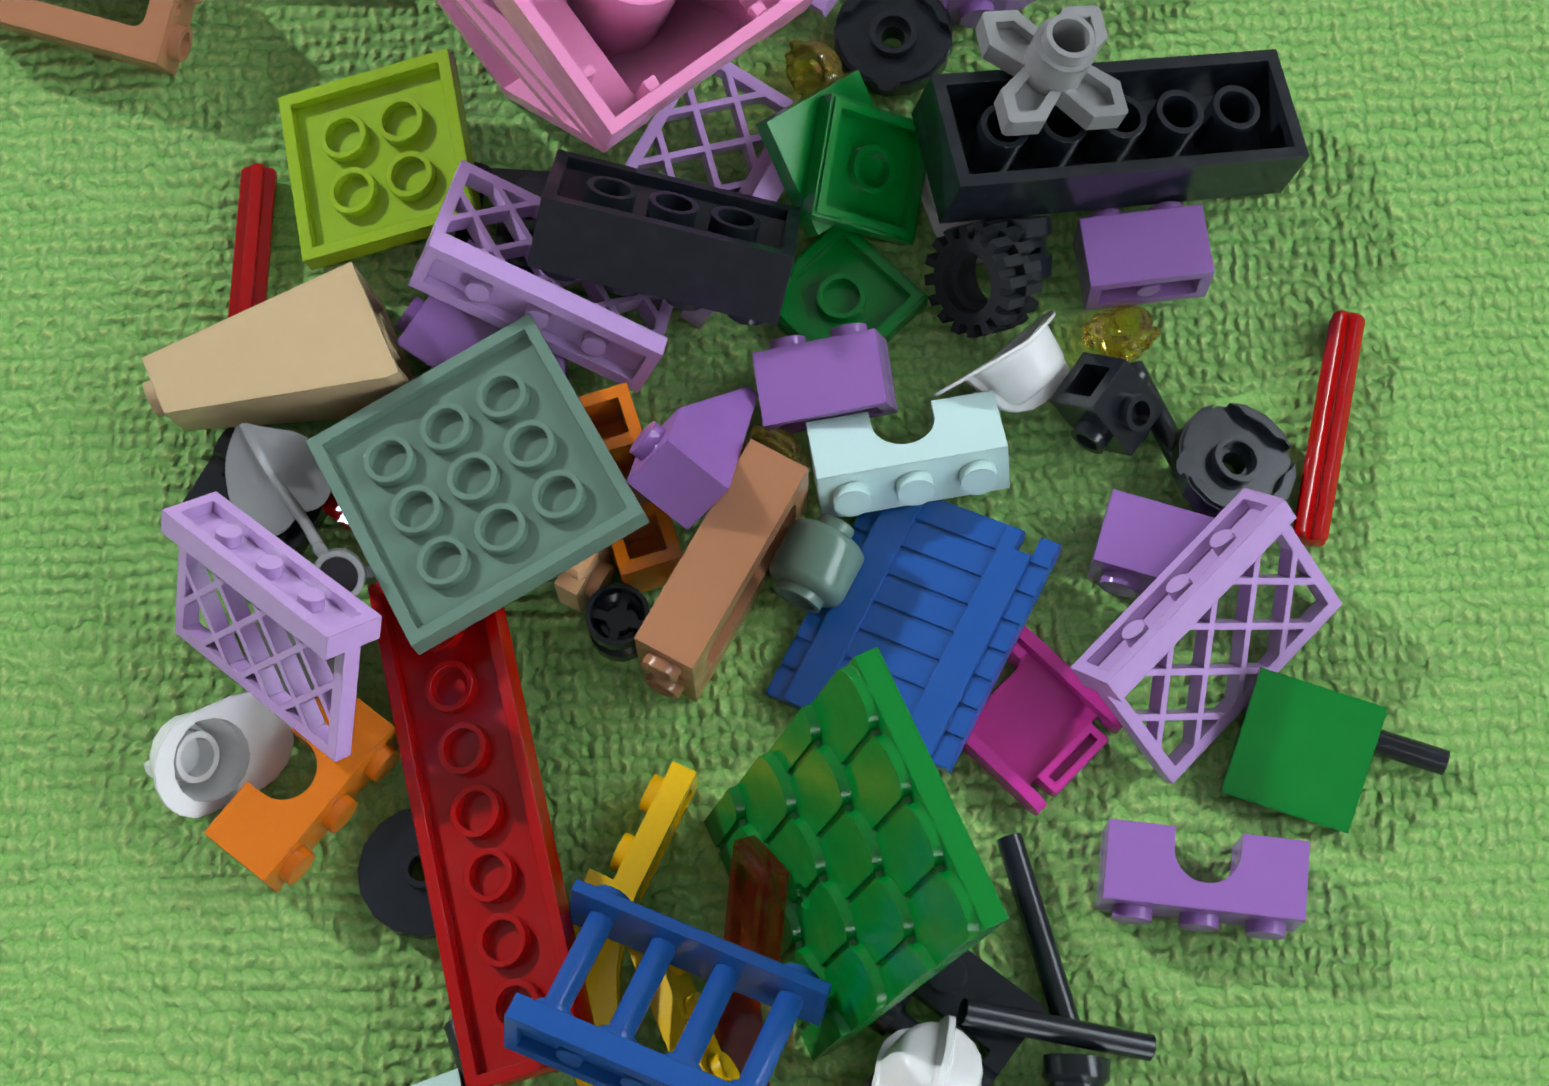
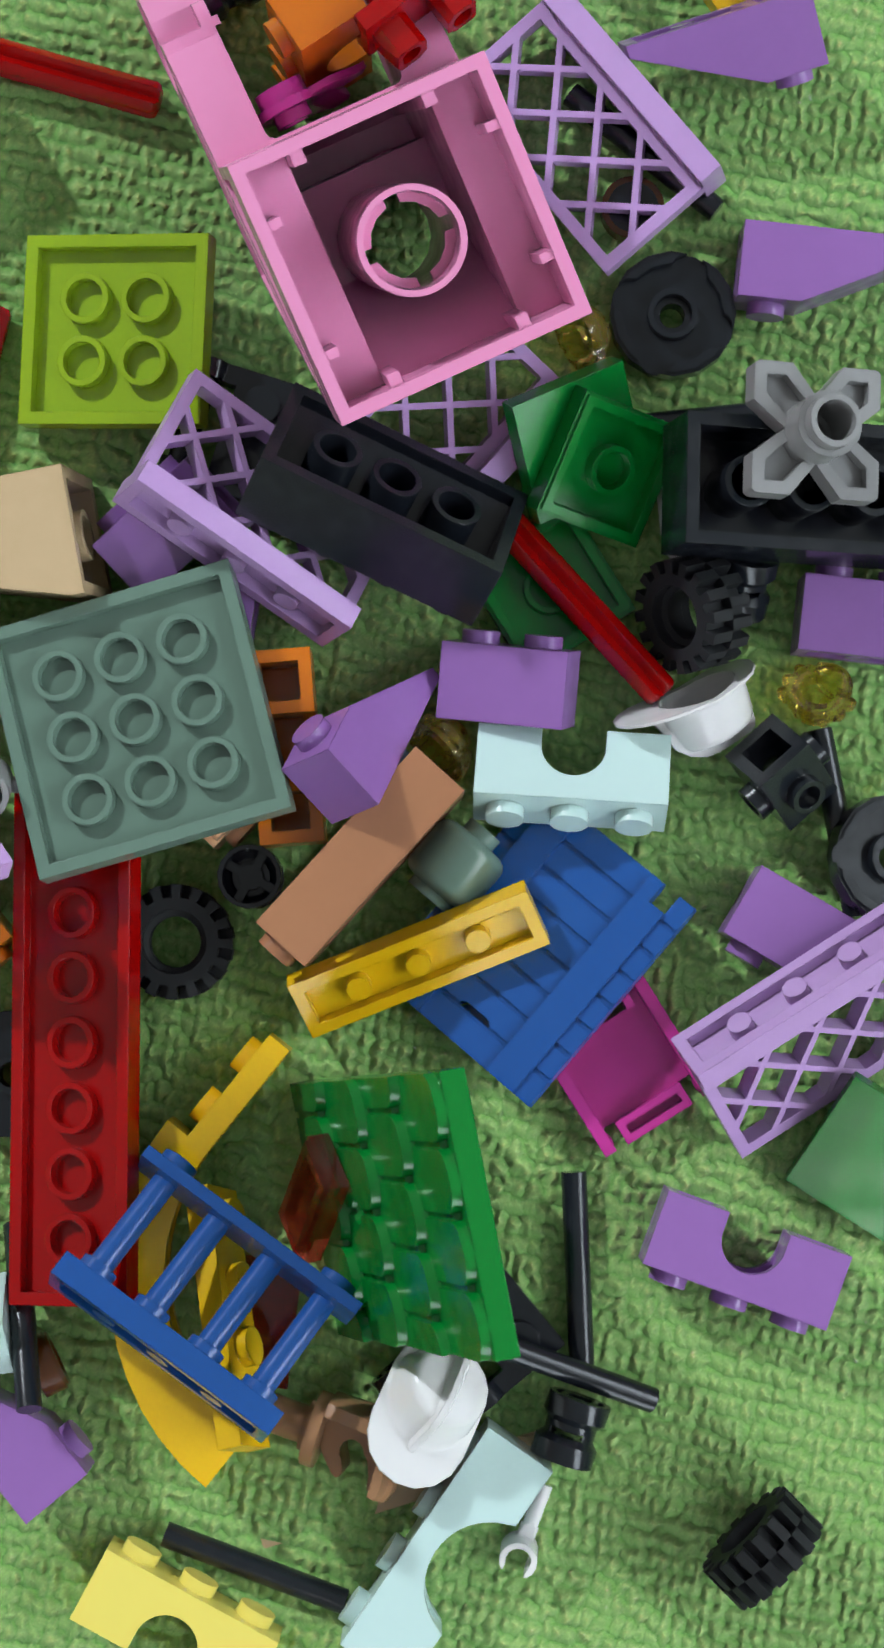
camera: 10 degrees right, 15 degrees up
(599, 707) = (215, 947): none -> black tyre
(801, 656) = (418, 959): none -> yellow plate
(886, 305) = (589, 613): none -> red axle

